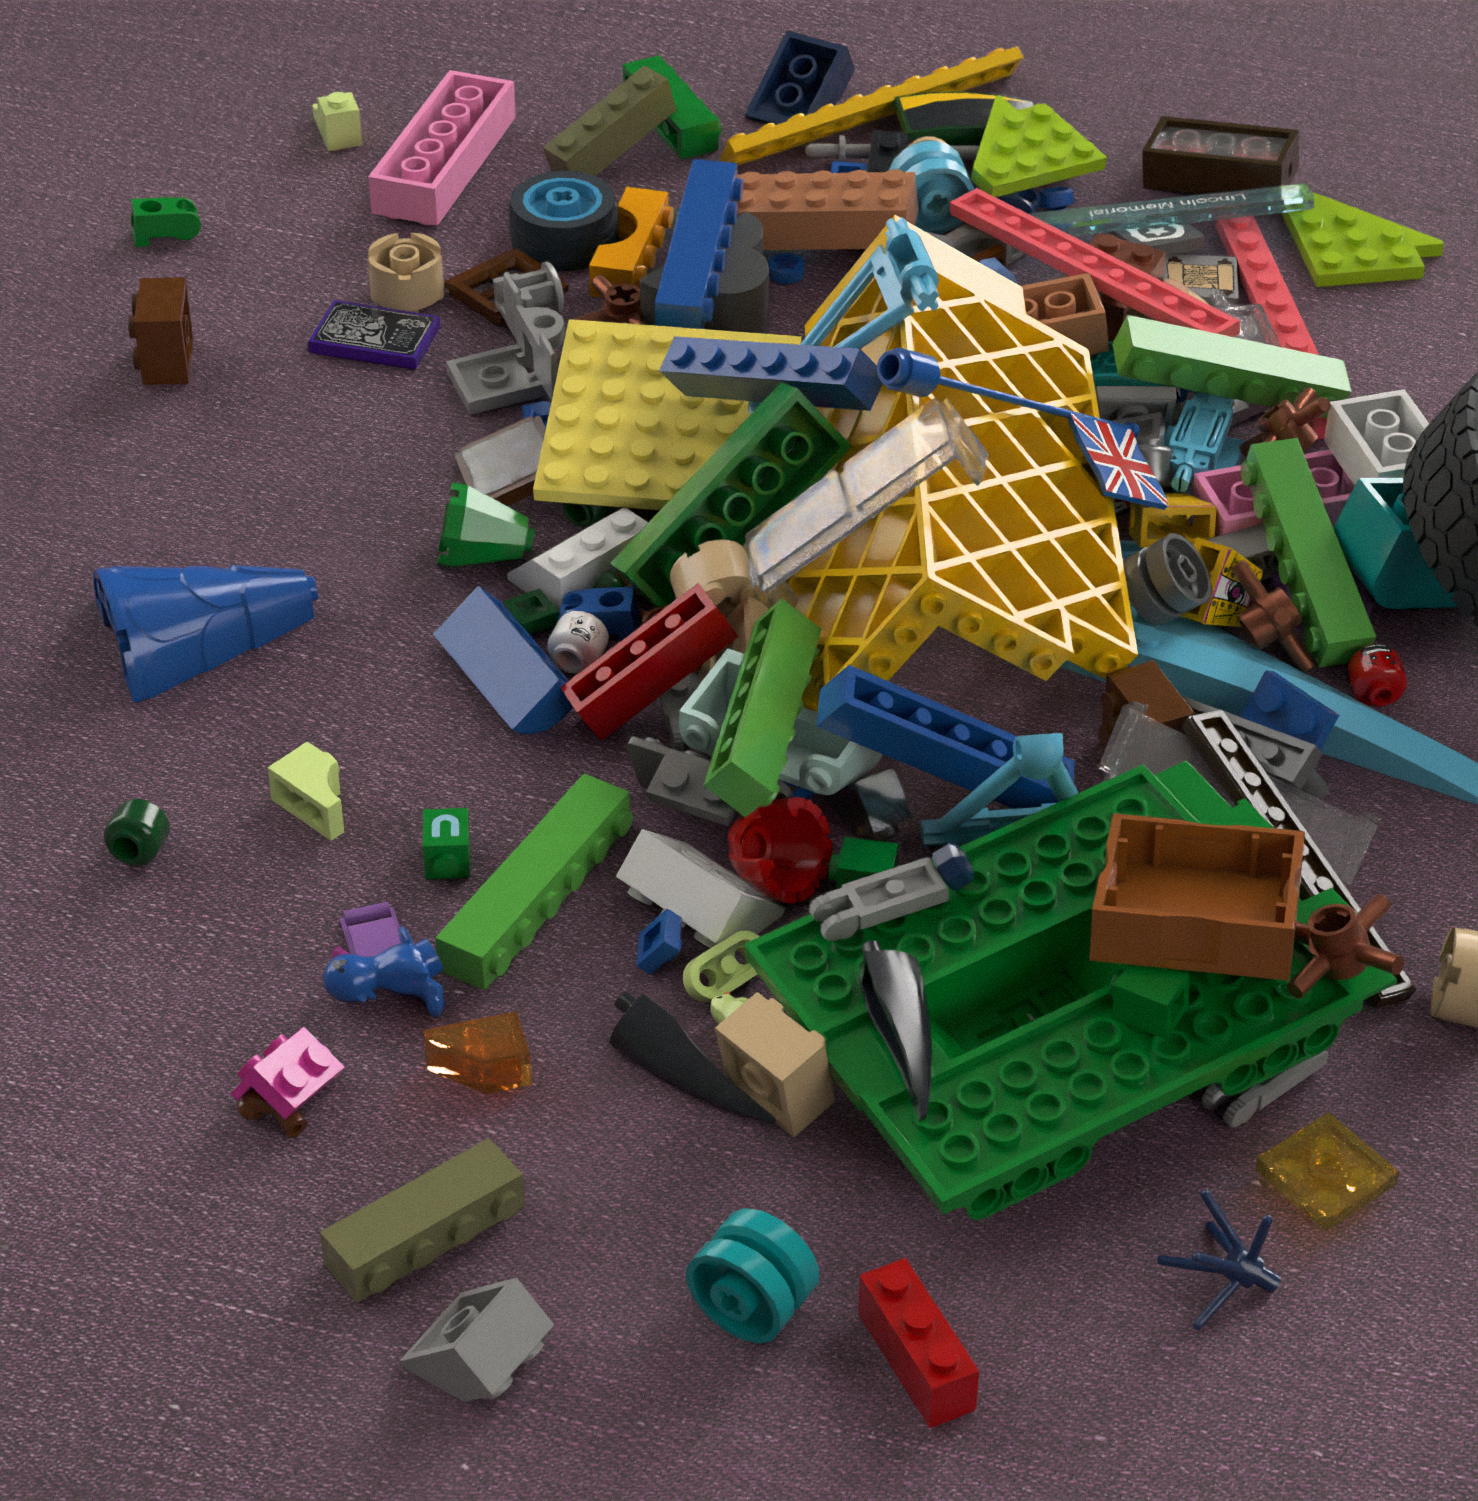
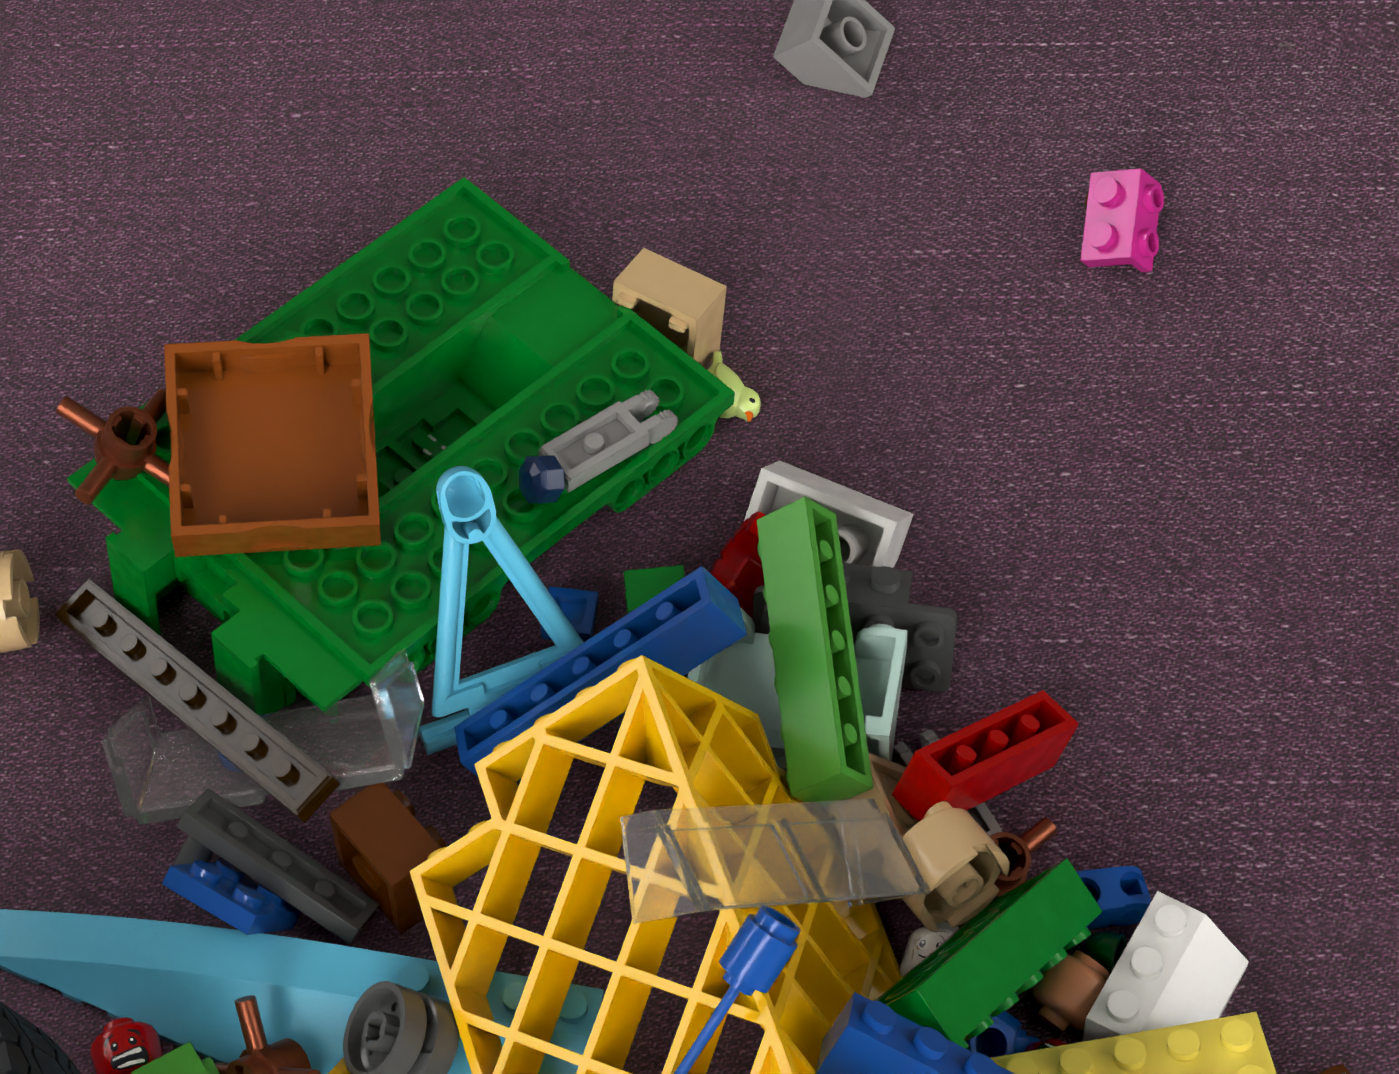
camera: 165 degrees right, 15 degrees up
(308, 788) = (1293, 552): yellowish green arch -> none
(372, 936) = (1124, 411): medium lavender piece -> none
(399, 969) = (1077, 355): blue animal -> none
(422, 1220) = (928, 128): olive brick -> none
(446, 843) = (1110, 522): green brick -> none
(481, 530) = (1305, 981): green cone -> none
(481, 1053) = (956, 295): clear orange slope -> none
(505, 663) = (1168, 789): brick -> none
(533, 611) = (1185, 881): dark green plate -> none
(533, 882) = (996, 501): bright green brick -> none
(577, 641) = (1101, 835): white head -> none
(659, 942) = (839, 460): blue plate -> none
(665, 1049) = (786, 357): black piece -> none
(720, 968) = (764, 445): yellowish green plate -> none
(752, 1275) = (617, 116): teal wheel -> none
(900, 1013) = (550, 323): black piece -> none
(918, 1342) = (464, 122): red brick -> none
(1241, 1266) = (195, 260): dark blue plant -> none
(1327, 1171) = (117, 373): clear yellow plate -> none

